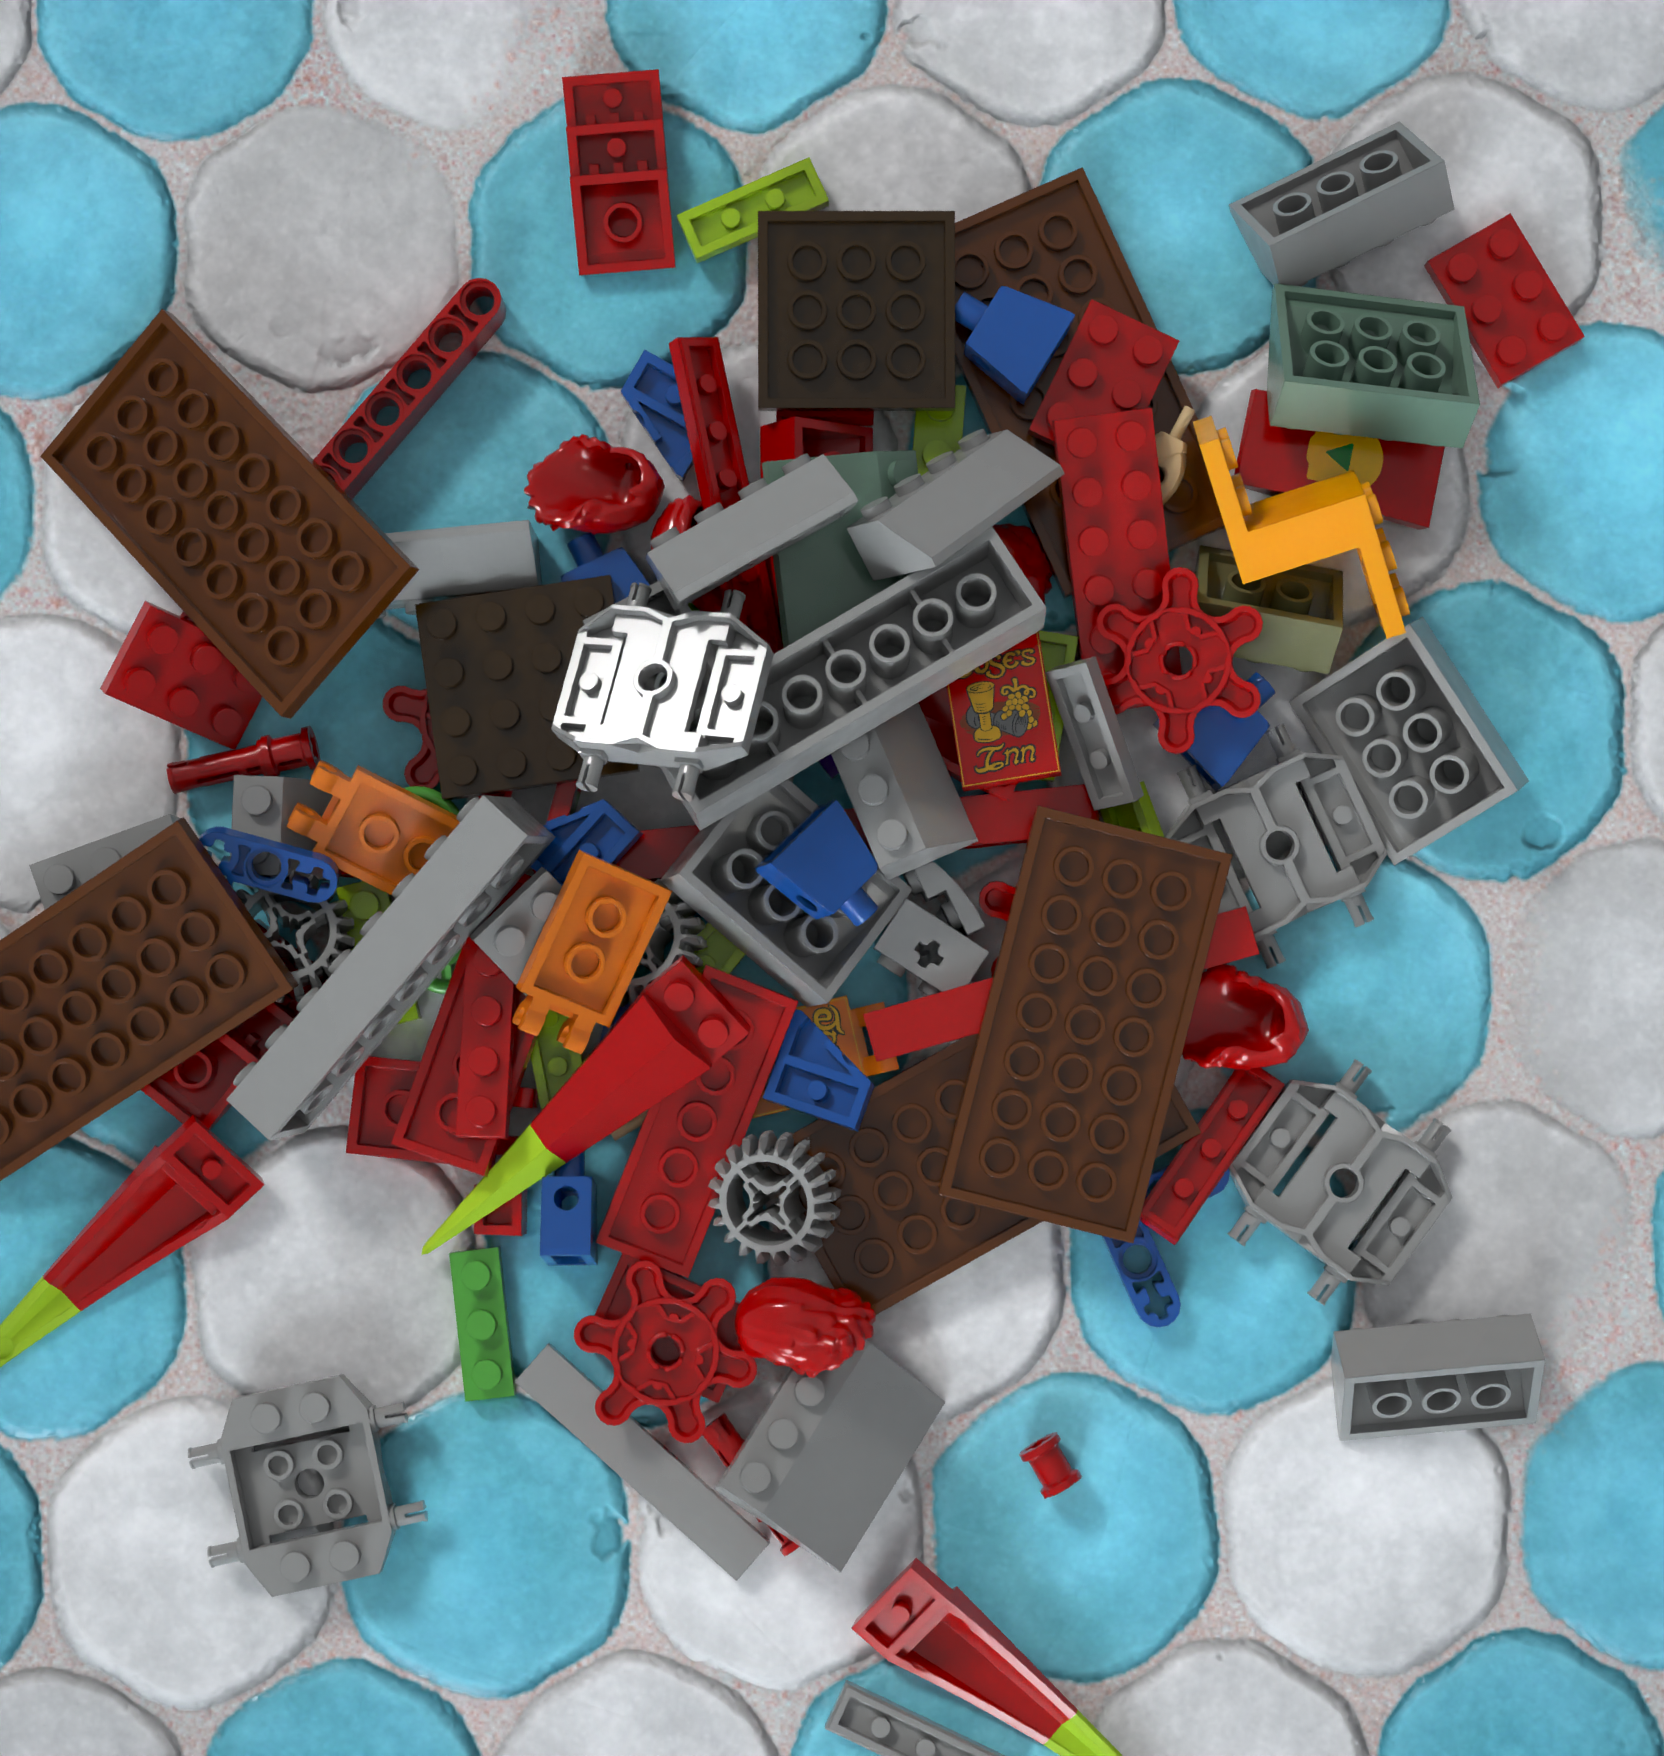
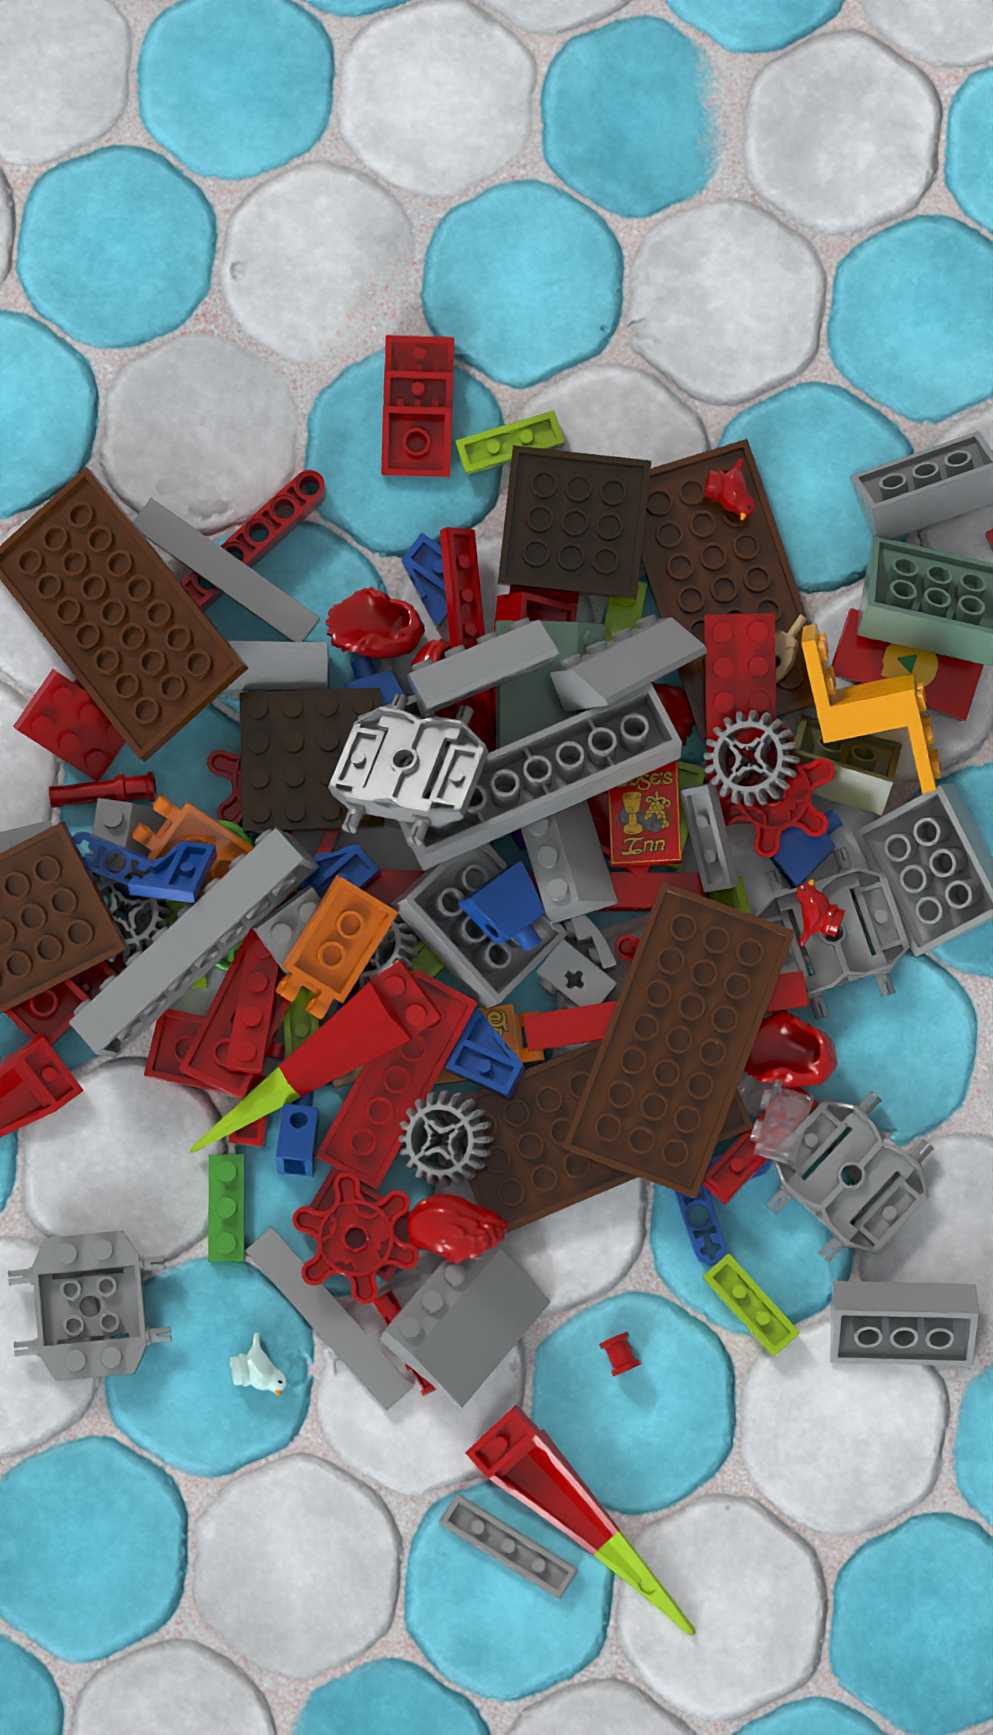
camera: 10 degrees right, 5 degrees down
(355, 873) = (177, 874): none -> blue wing
(375, 436) = (225, 572): none -> light grey tile
(550, 1545) = (257, 1369): none -> light aqua animal
(1012, 337) = (683, 553): blue torso -> none
(1068, 242) = (730, 490): none -> red animal
(1106, 369) = (747, 582): red plate -> none
(1157, 597) = (740, 770): none -> light grey gear
(1223, 1376) = (751, 1305): none -> lime plate
(1240, 1123) = (783, 1123): none -> clear bracket
(1258, 823) = (817, 912): none -> red animal

